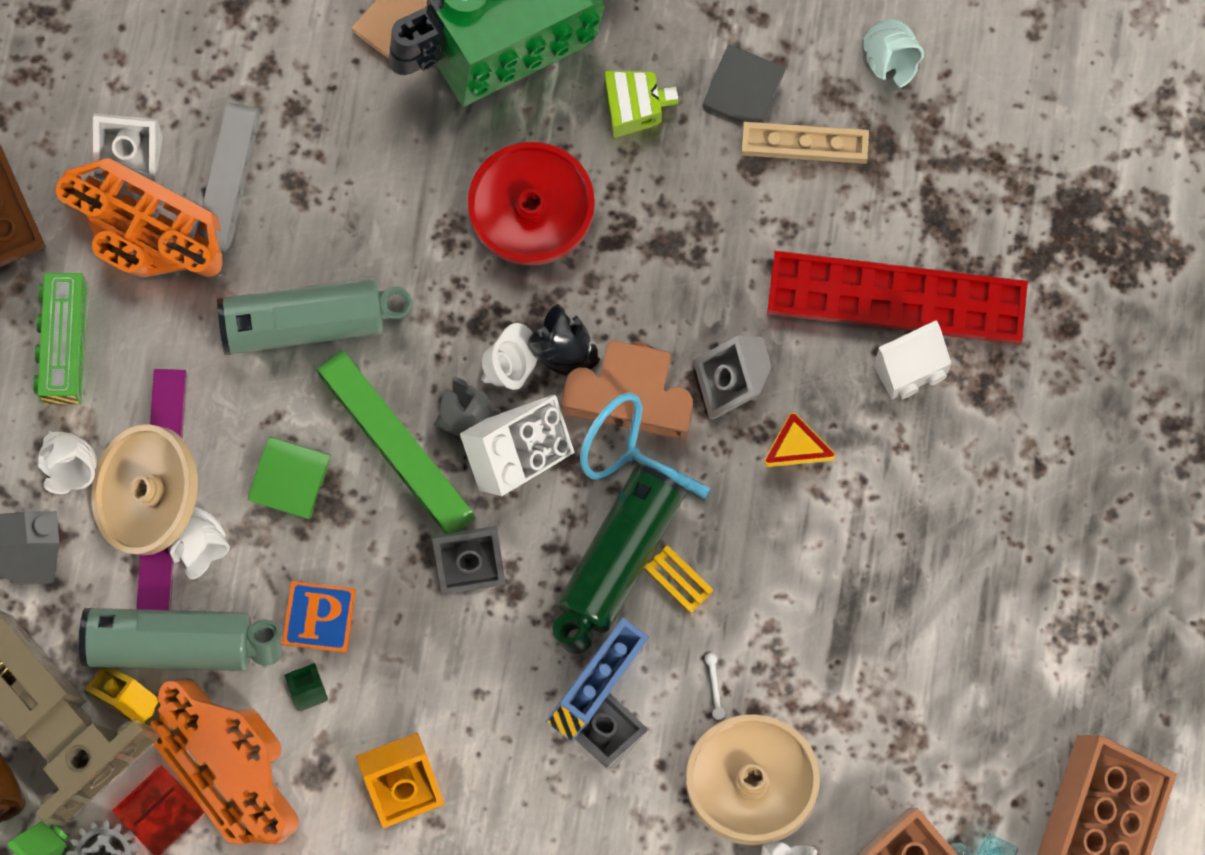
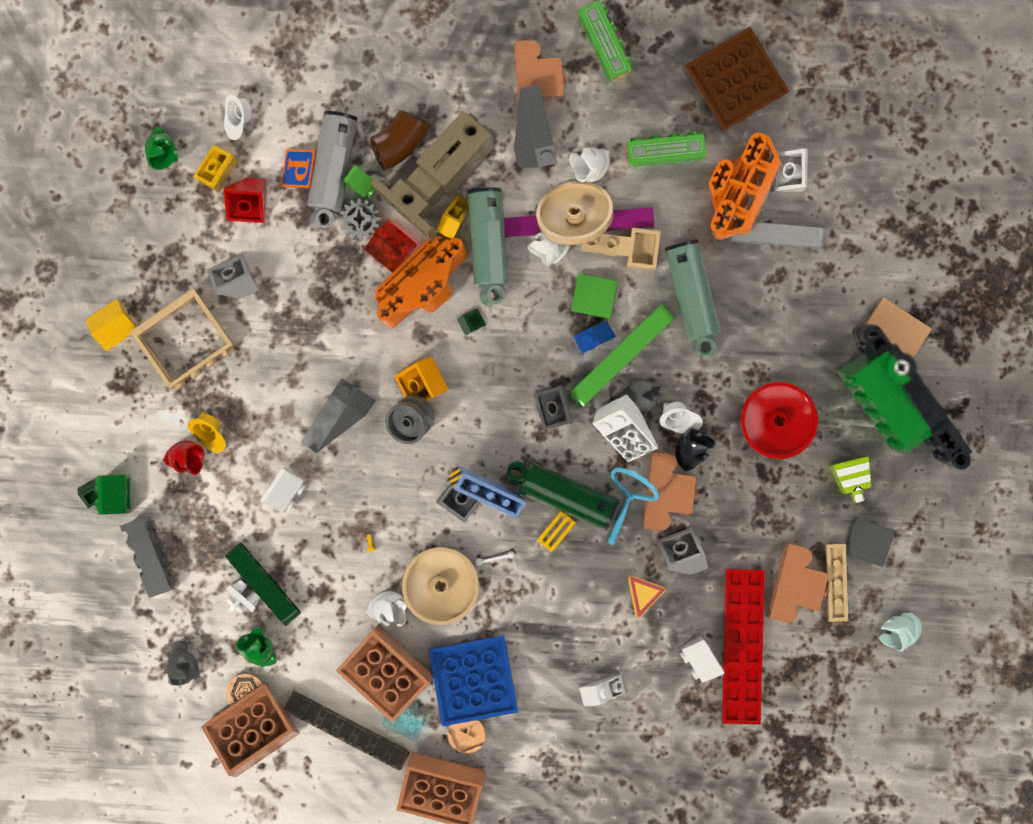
camera: 85 degrees right, 15 degrees up
(217, 395) = (639, 248): none -> tan plate
(319, 616) = (511, 324): piece -> none
(359, 486) = (594, 337): none -> blue slope
(460, 800) = (410, 419): none -> dark grey wheel
(803, 204) = (796, 585): none -> nougat brick
(921, 741) = (473, 681): none -> blue plate
(954, 529) = (602, 691): none -> white slope
(1012, 764) = (467, 736): none -> light nougat tile

